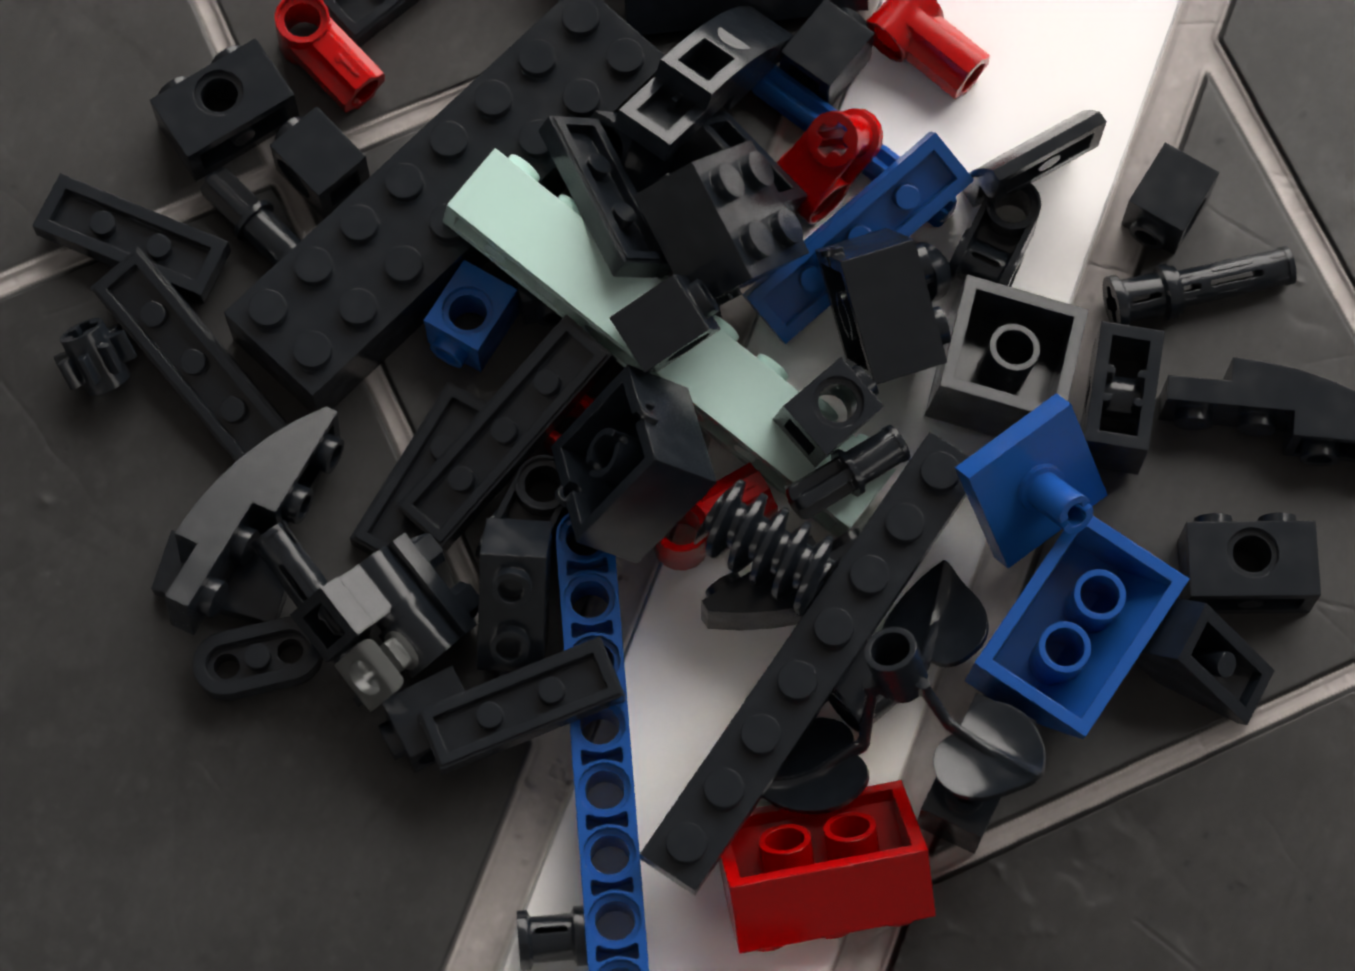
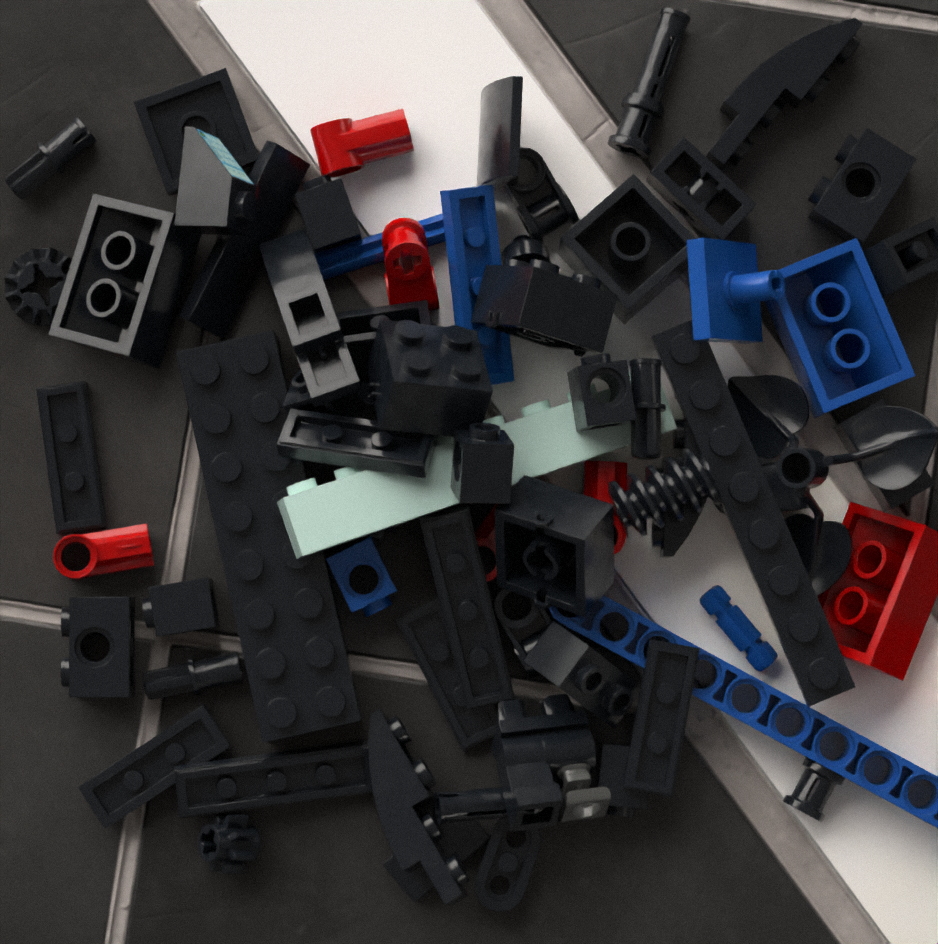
camera: 55 degrees left, 15 degrees up
(678, 744) = (738, 628): none -> blue axle
(1169, 199) = (582, 62): black brick -> none

